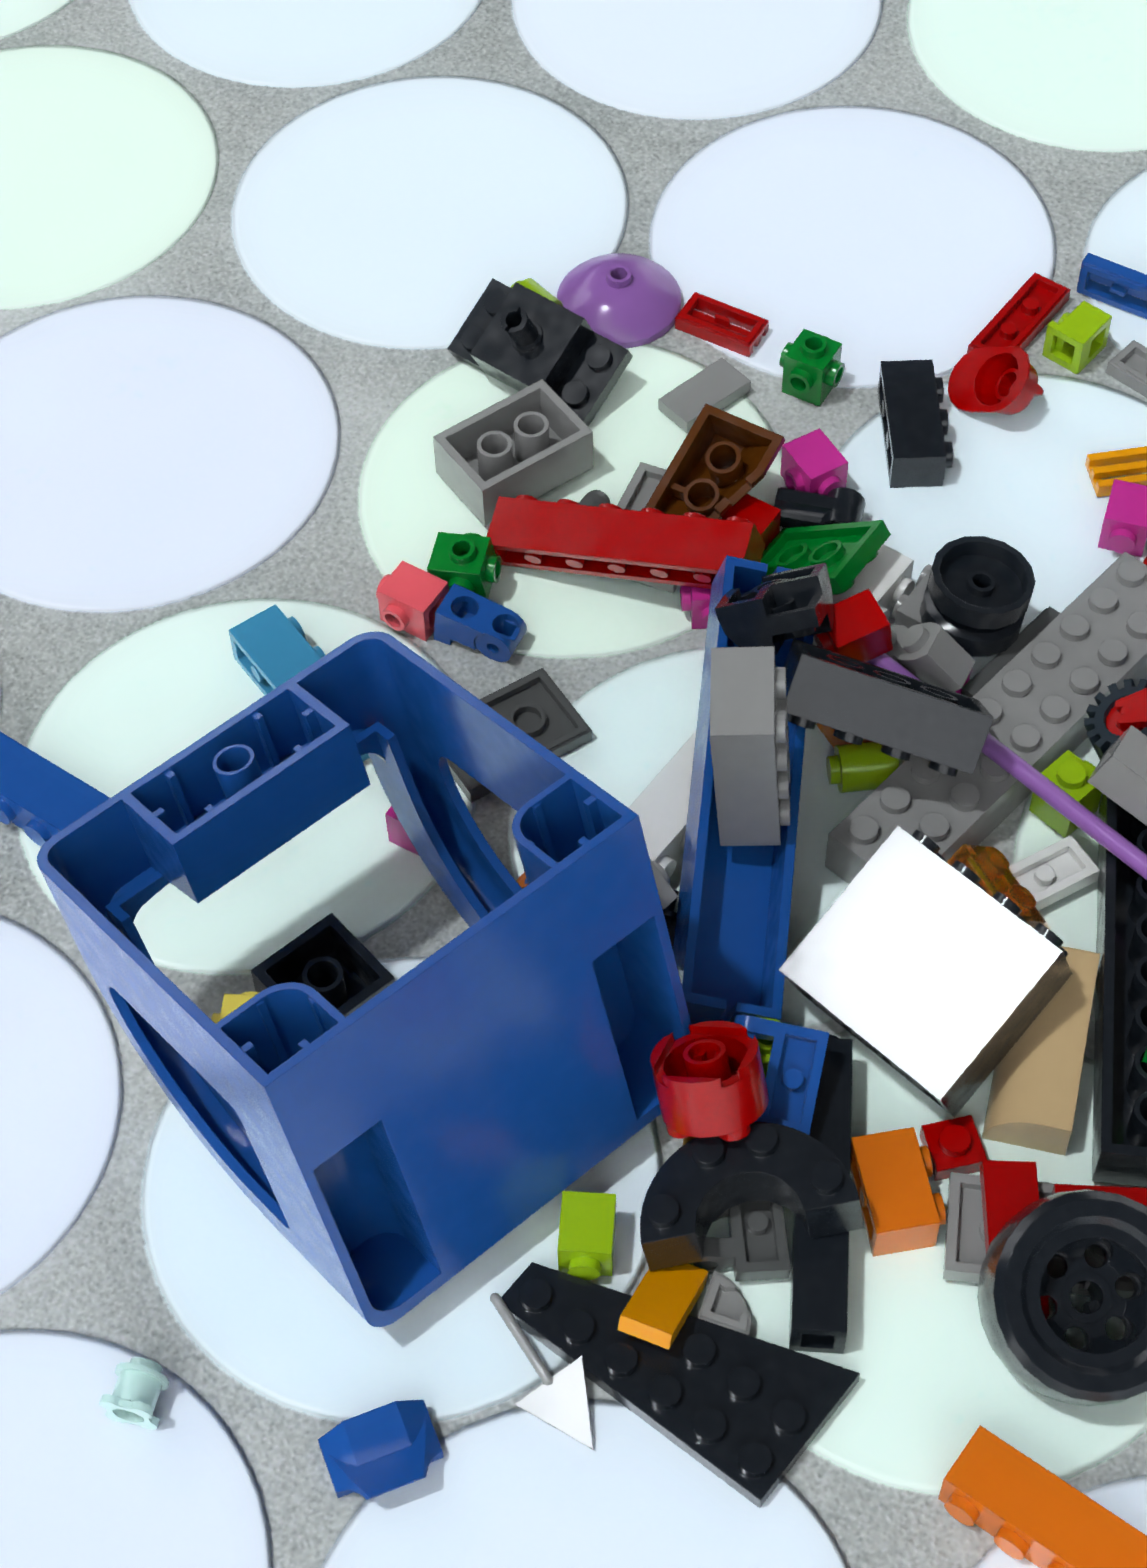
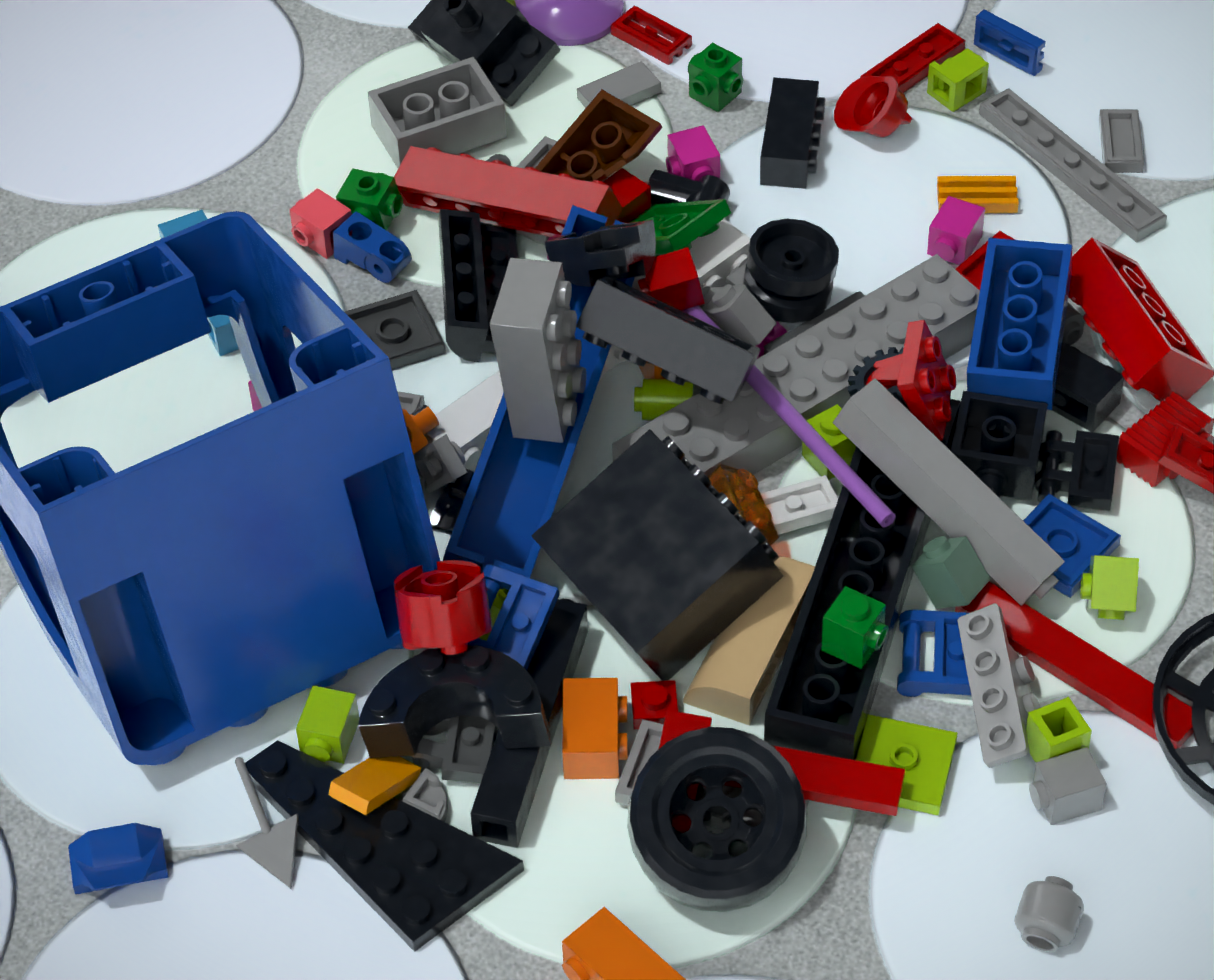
camera: 10 degrees right, 5 degrees down
(618, 655) = (472, 275): none -> black brick

